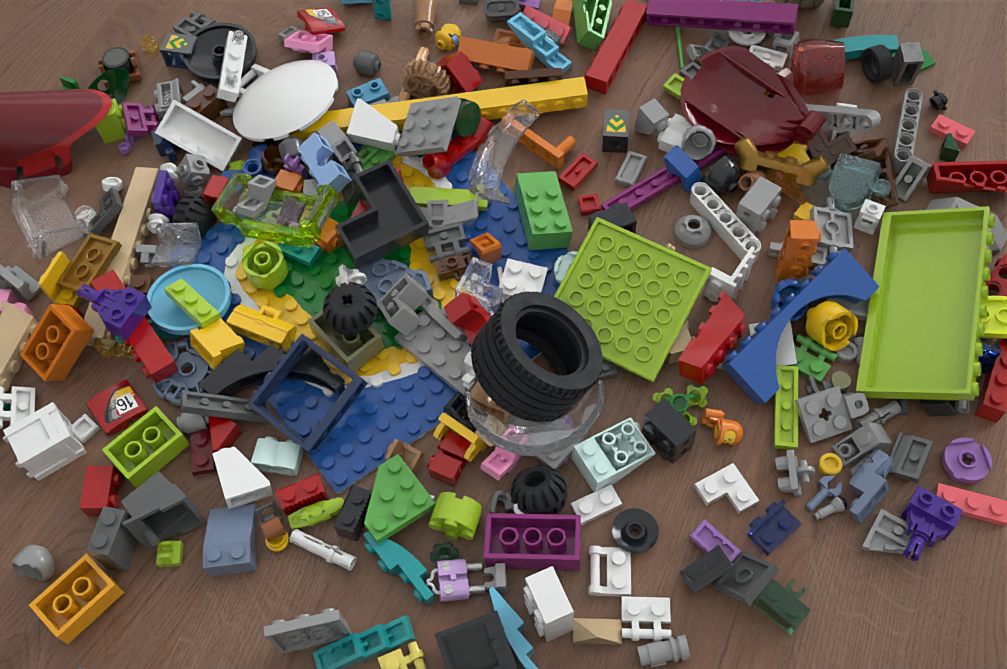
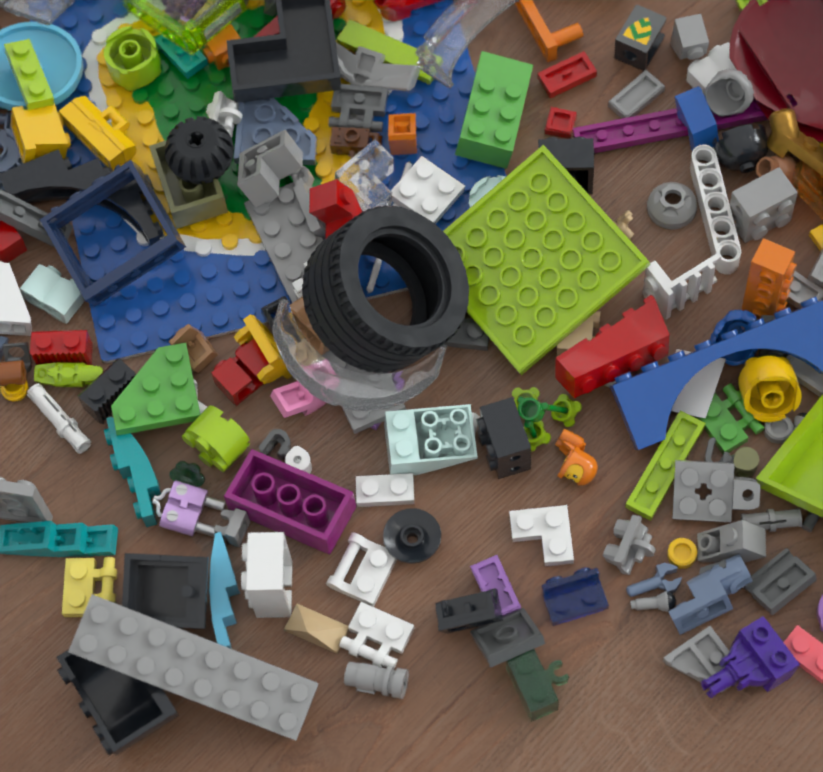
camera: 25 degrees right, 5 degrees up
(539, 490) = (325, 448): black wheel -> none

